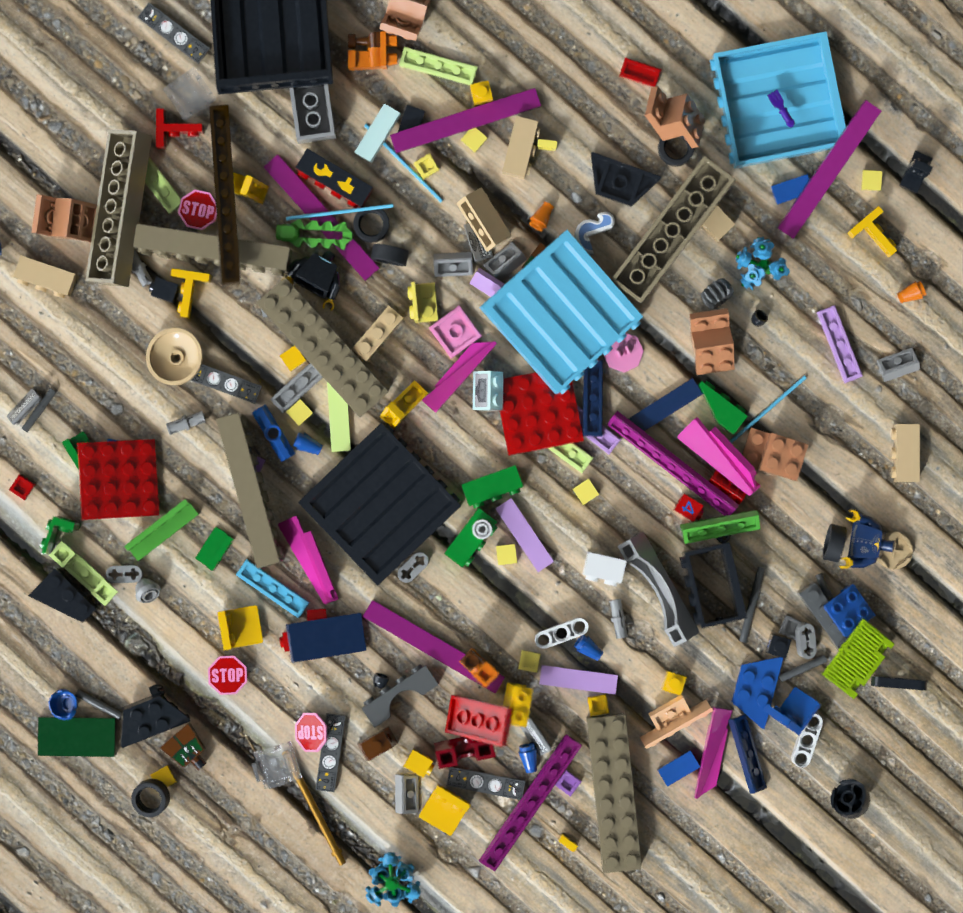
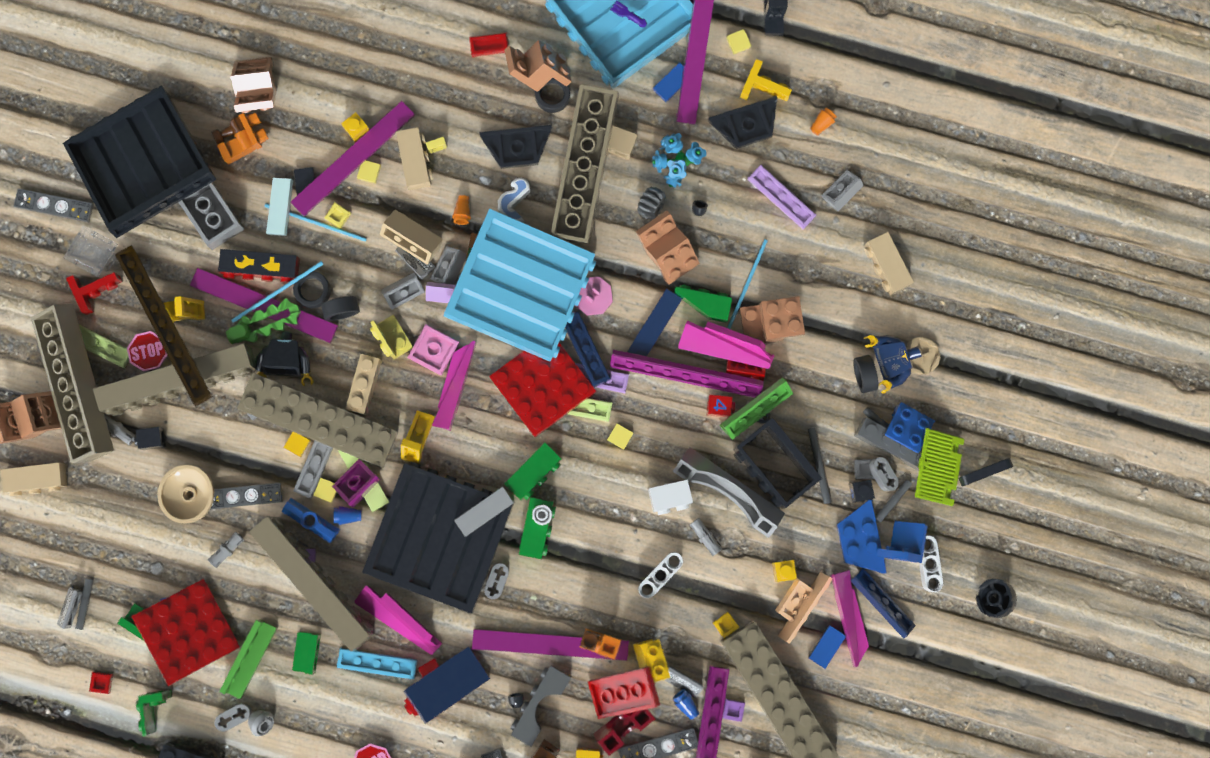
camera: 35 degrees left, 5 degrees down
(83, 572) = (194, 734): yellowish green slope -> none
(187, 288) = (170, 426): yellow bracket -> none
(240, 627) = (363, 714): yellow bracket -> none
(329, 419) = (356, 483): none -> magenta slope
(431, 501) = (484, 511): none -> light grey tile
(438, 66) = (305, 123): yellowish green tile -> none
(487, 390) = (487, 387): light aqua brick -> none
(506, 554) = (576, 528): light yellow tile -> none
(524, 535) = (584, 502): lavender tile -> none
(529, 661) = (643, 615): light yellow tile -> none
(578, 679) = (696, 610): lavender tile -> none
(588, 647) = (690, 576): blue cone -> none
(841, 261) = (747, 123): none -> black wing

